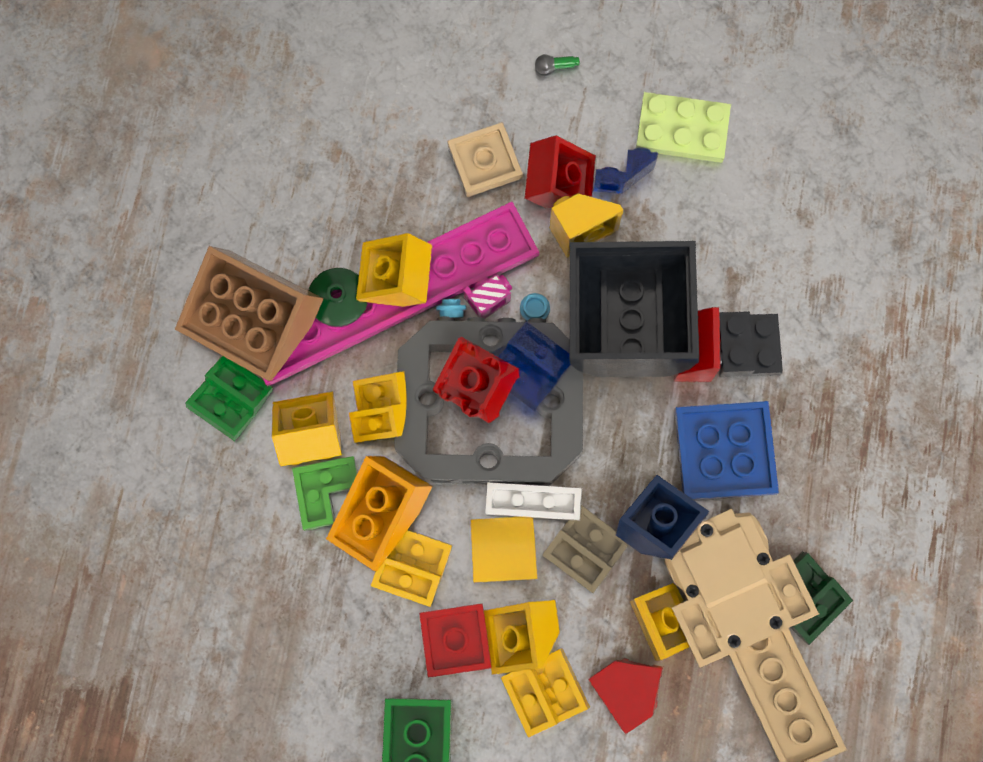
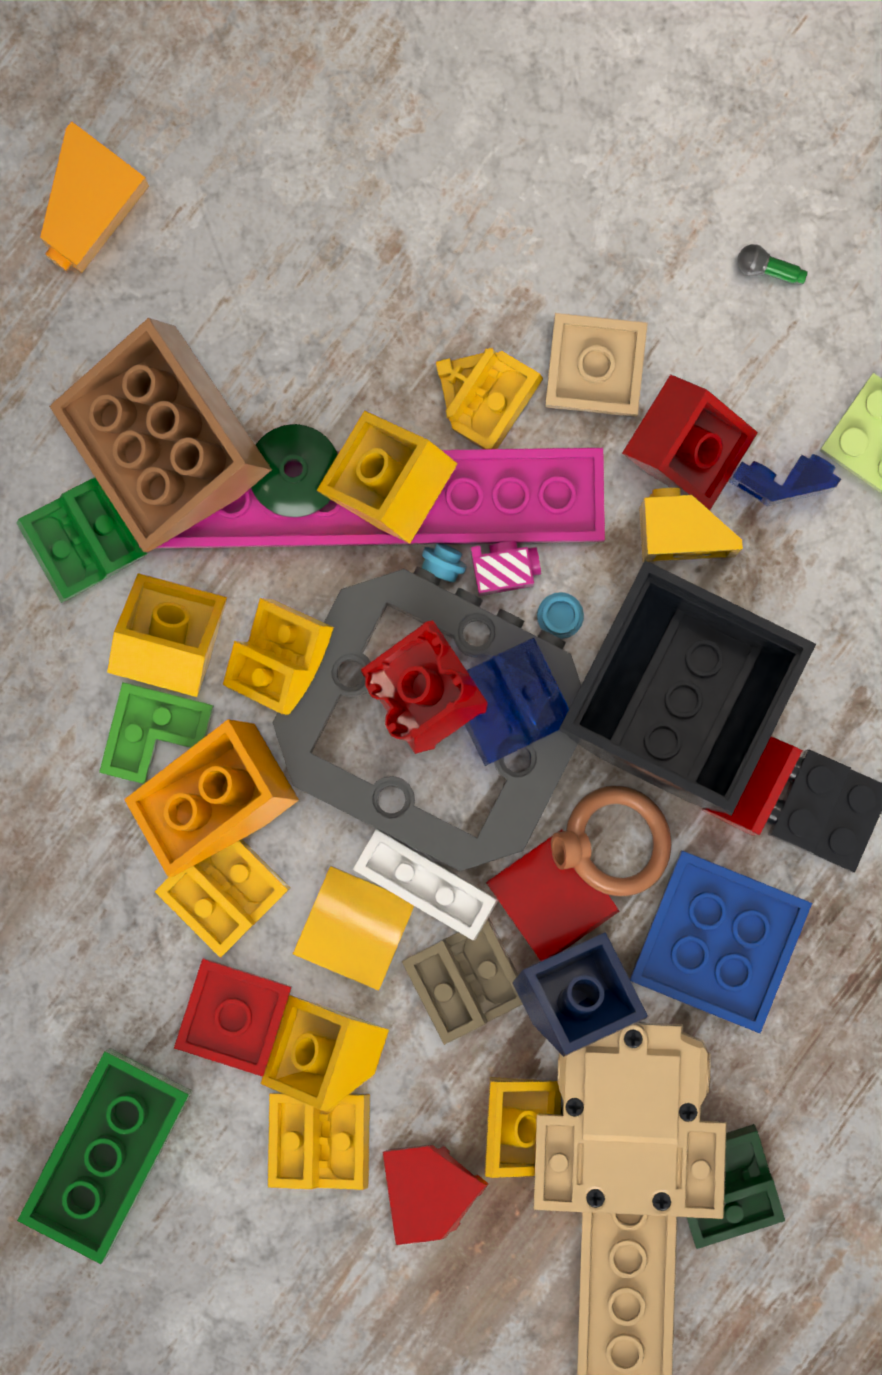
camera: 25 degrees right, 10 degrees up
(145, 202) = (87, 199): none -> light orange slope
(429, 205) = (486, 394): none -> yellow slope
(612, 435) = (573, 846): none -> nougat piece
(613, 472) = (548, 903): none -> red slope

